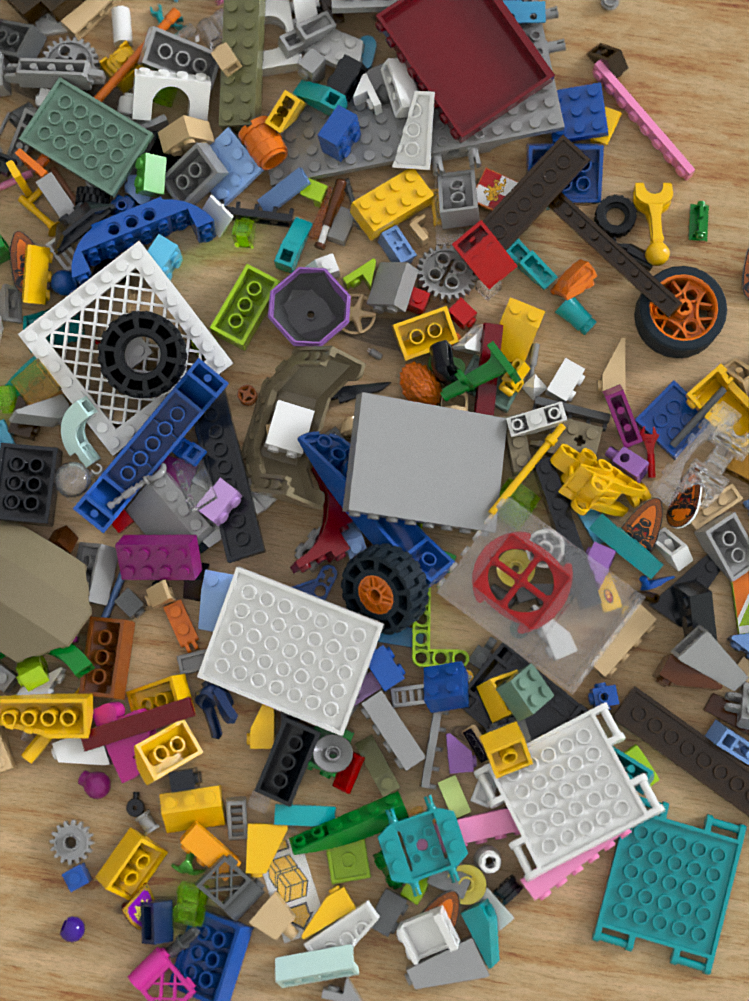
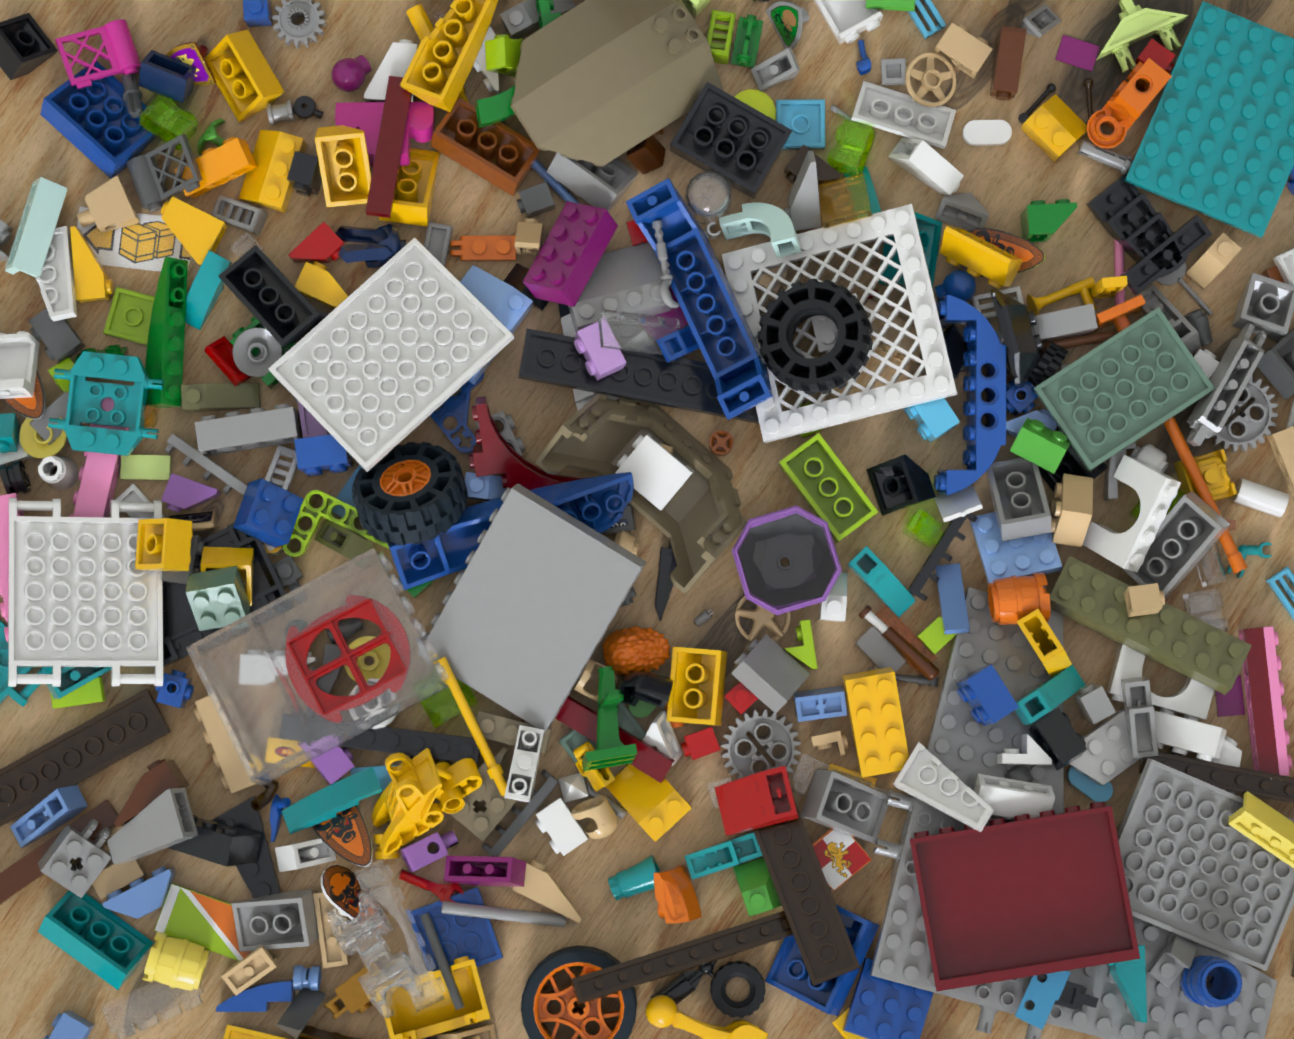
camera: 115 degrees right, 5 degrees up
(221, 261) = (900, 484): none -> black slope
(234, 745) = (319, 246): none -> red slope
(440, 626) = (342, 540): none -> olive slope
(542, 233) = (756, 887): none -> bright green slope
(546, 359) = (600, 816): none -> tan helmet
(644, 393) = (505, 914): none -> light grey piece

